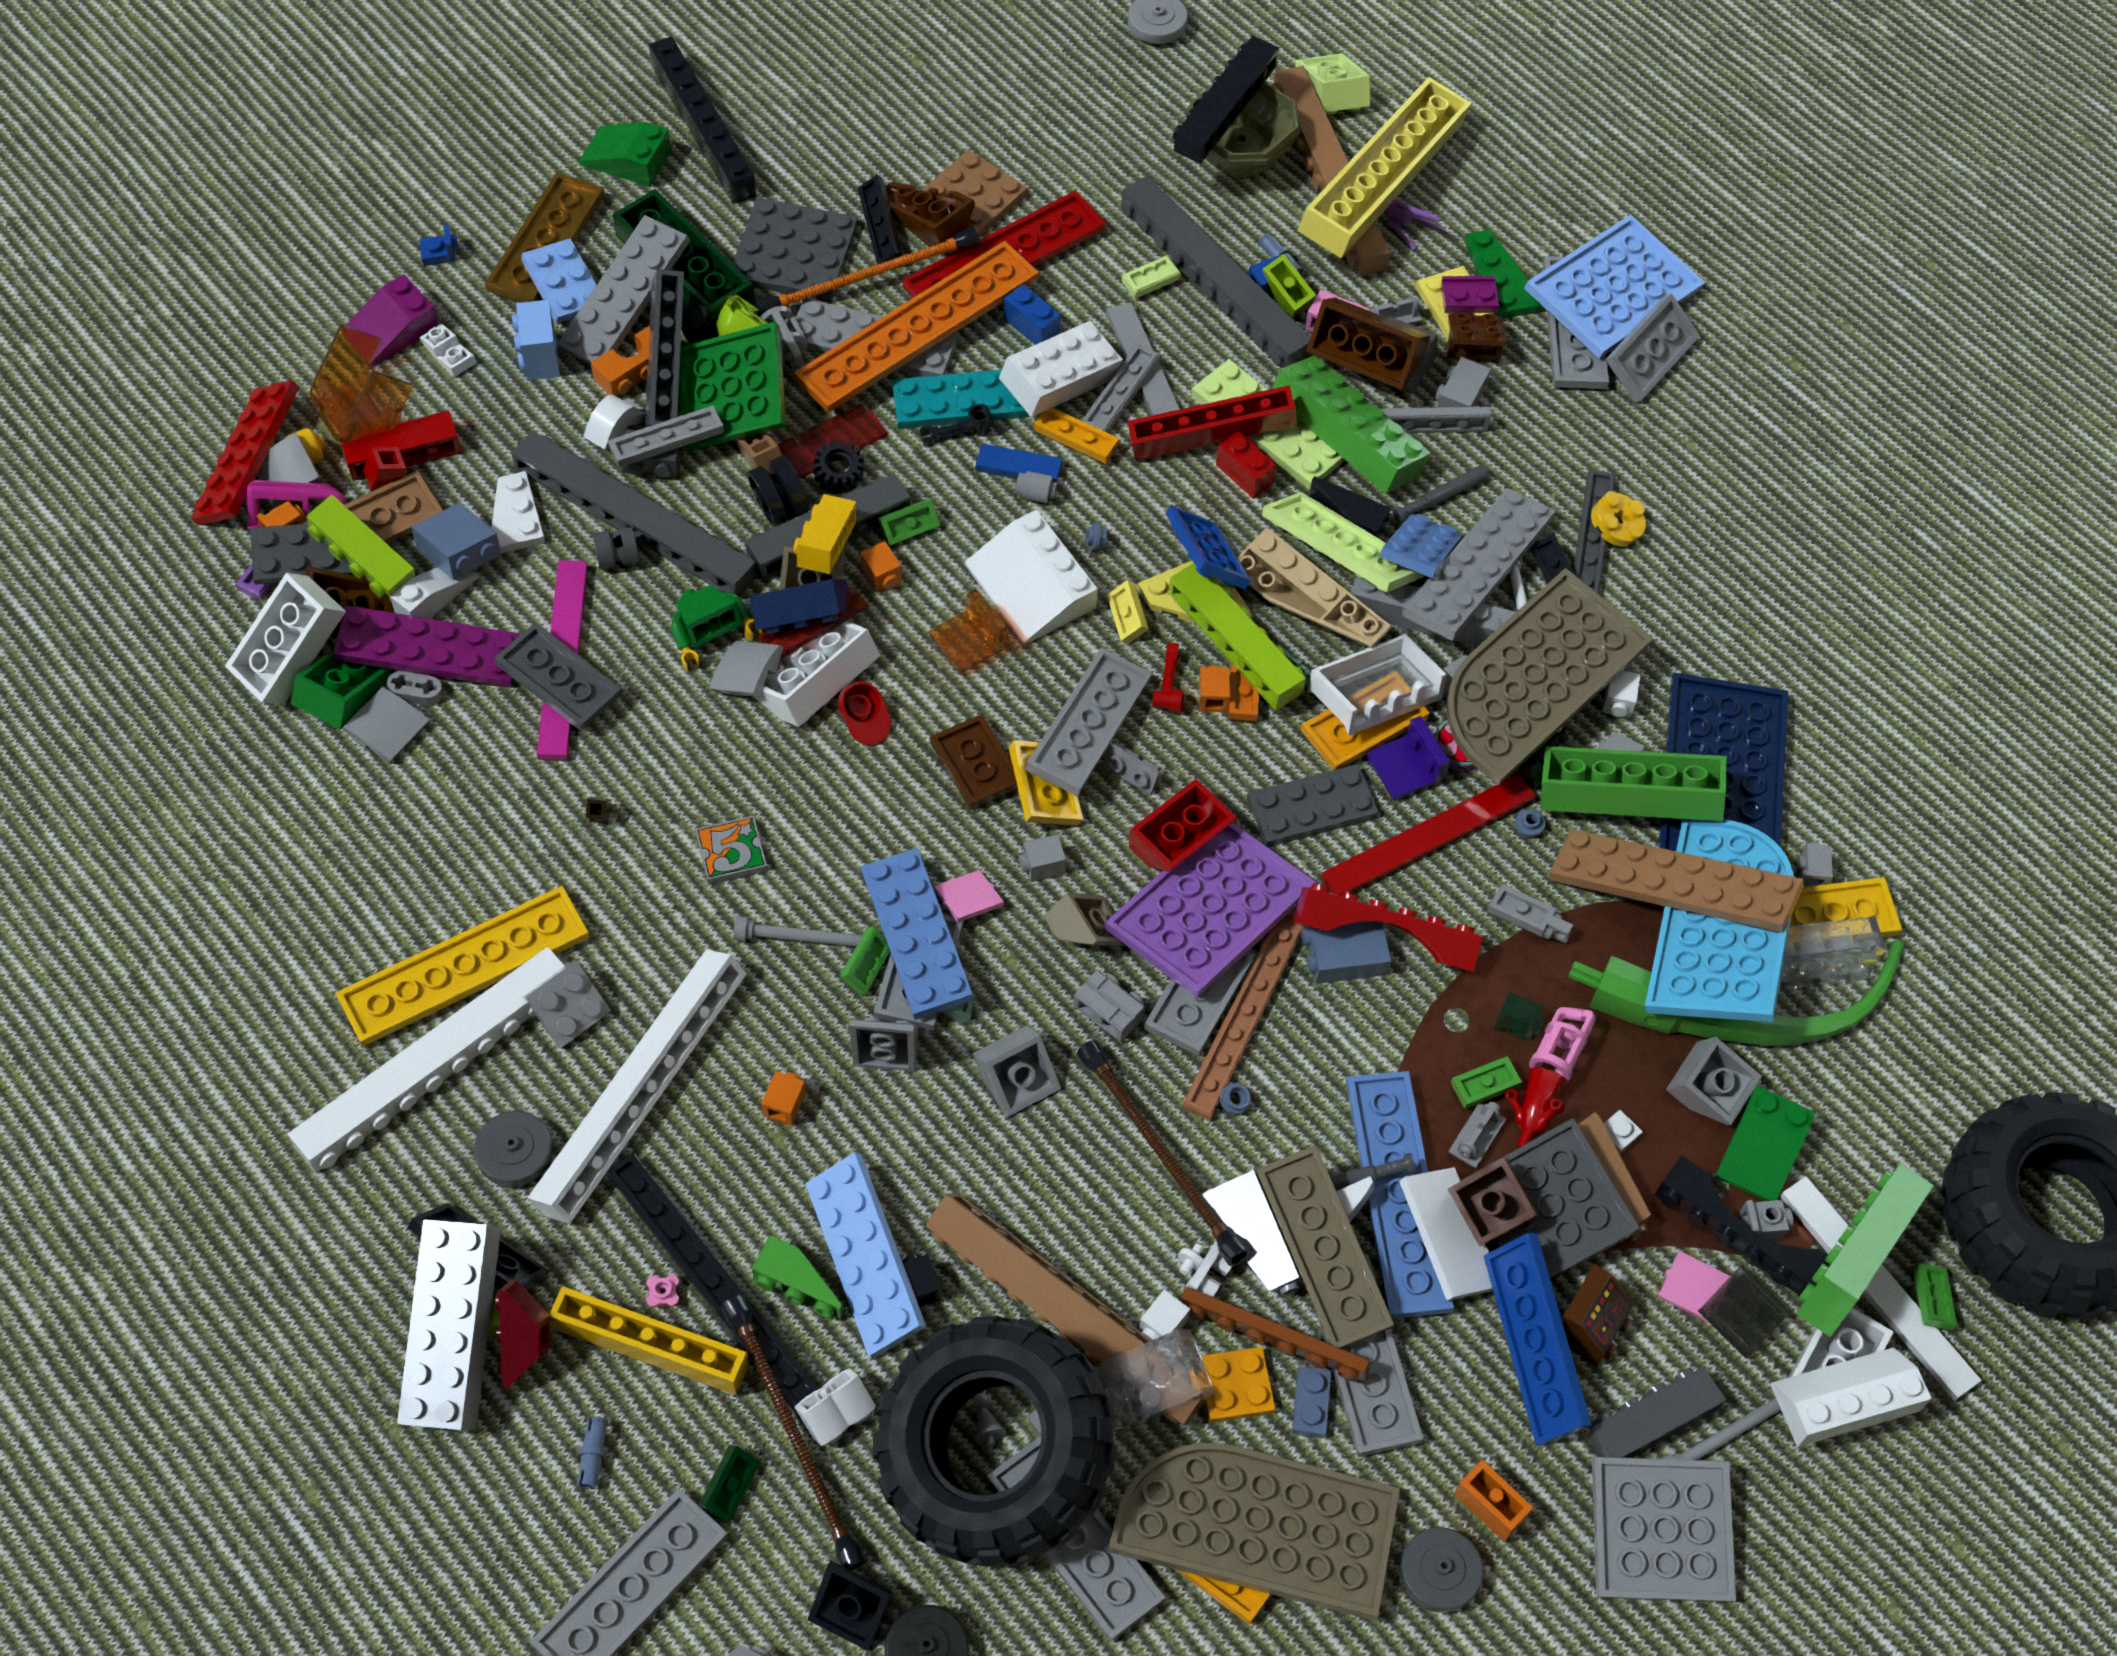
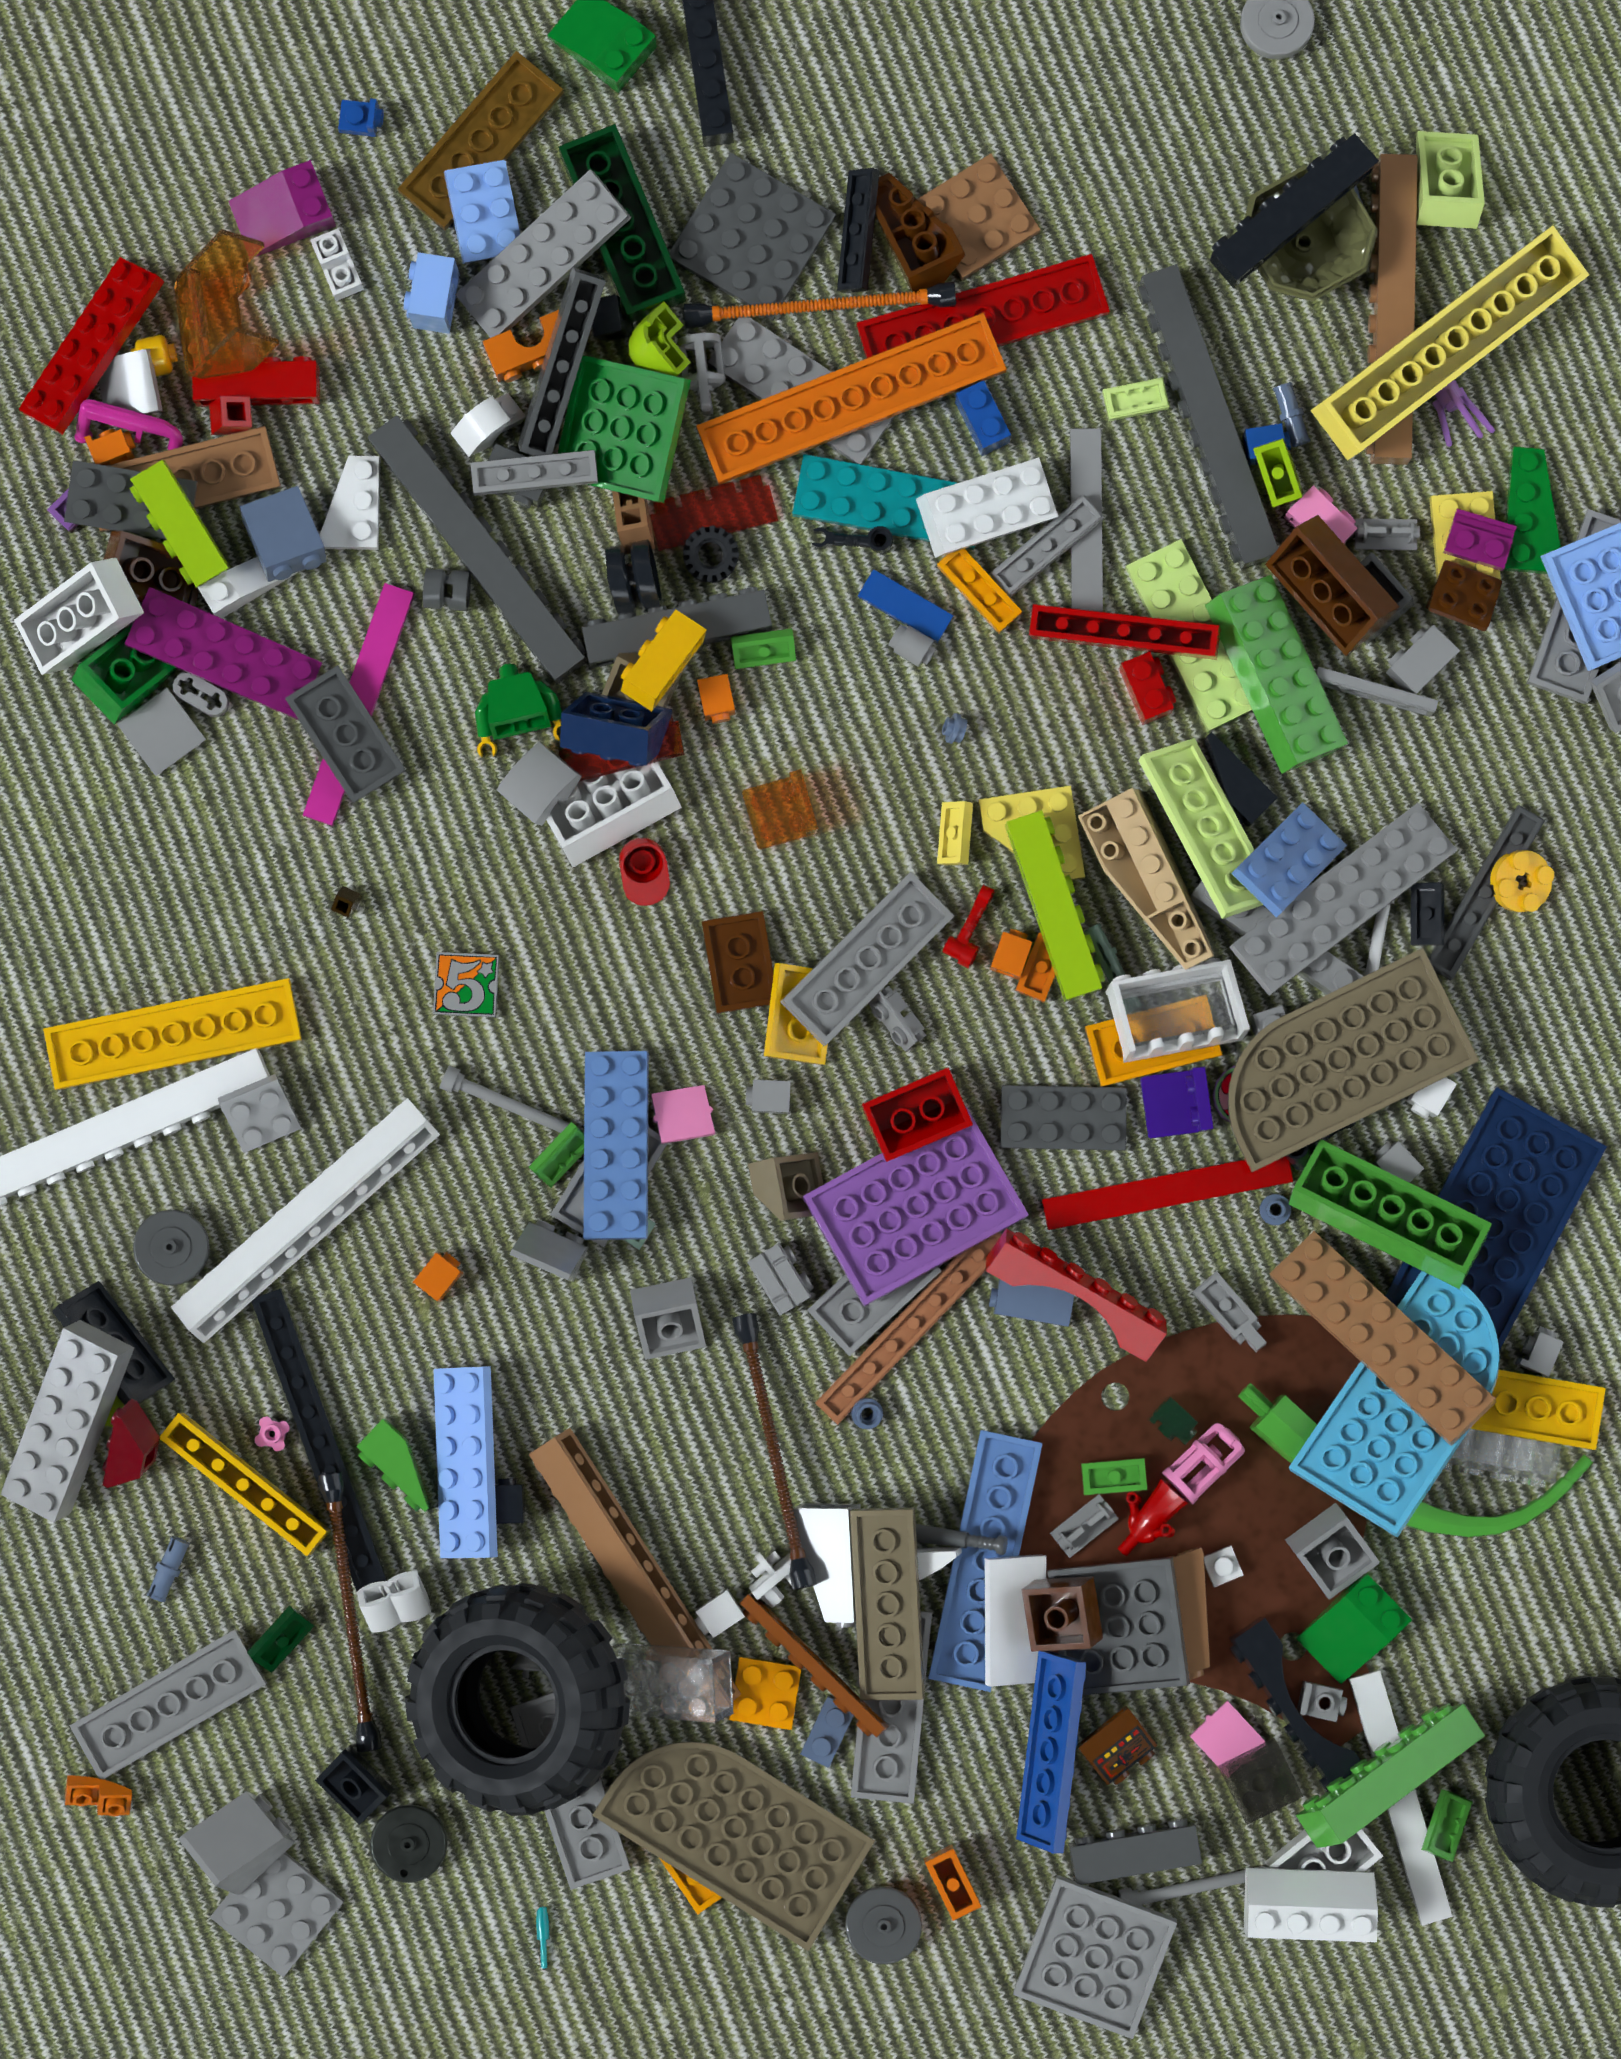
camera: 20 degrees right, 25 degrees up
(1032, 578) = (868, 760): white slope -> none
(1207, 548) = (1060, 793): blue plate -> none
(1451, 488) = (1363, 781): dark grey piece -> none

